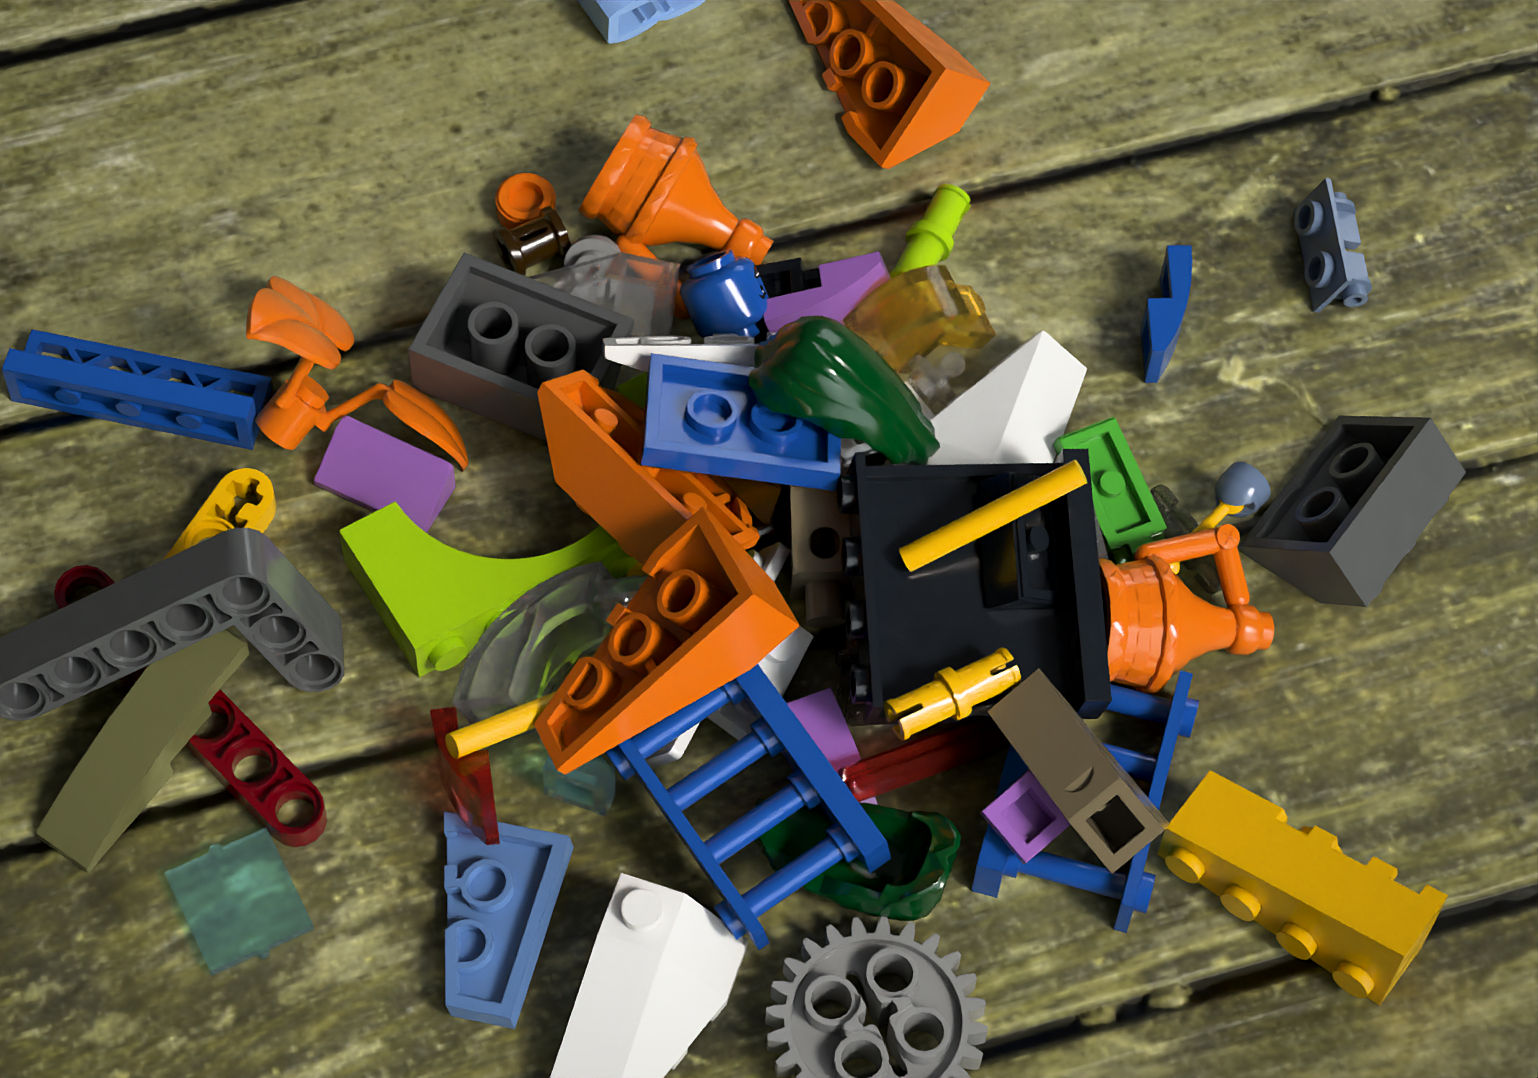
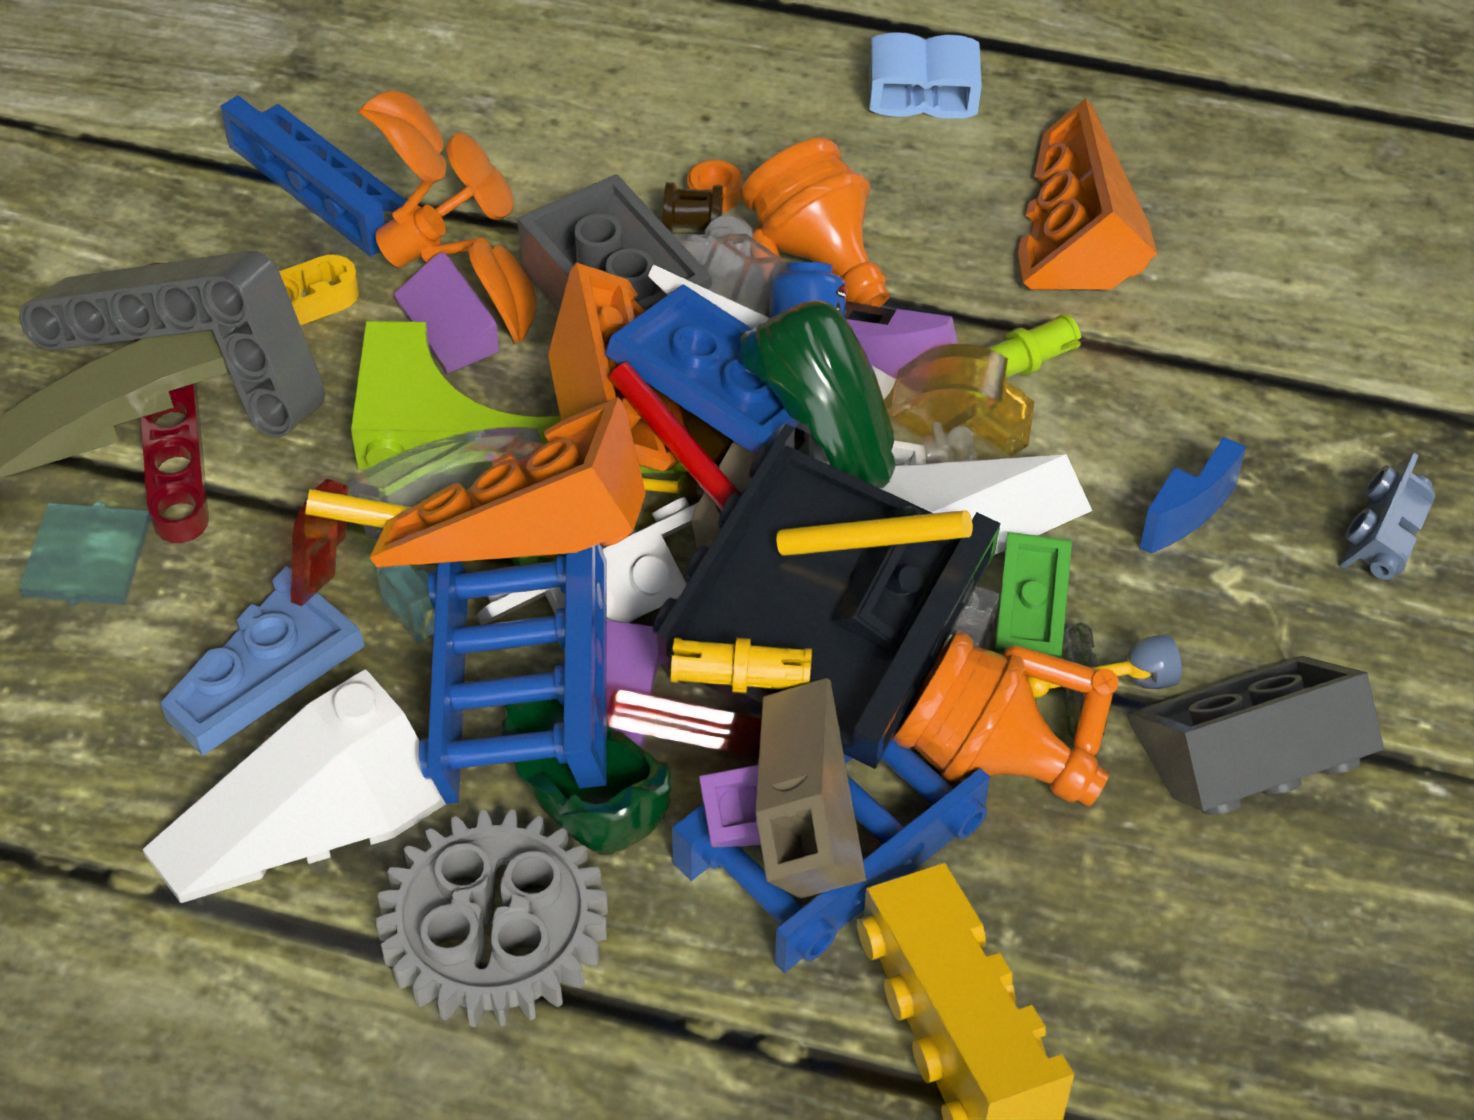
camera: 35 degrees right, 10 degrees down
(752, 511) = (673, 434): none -> red bar

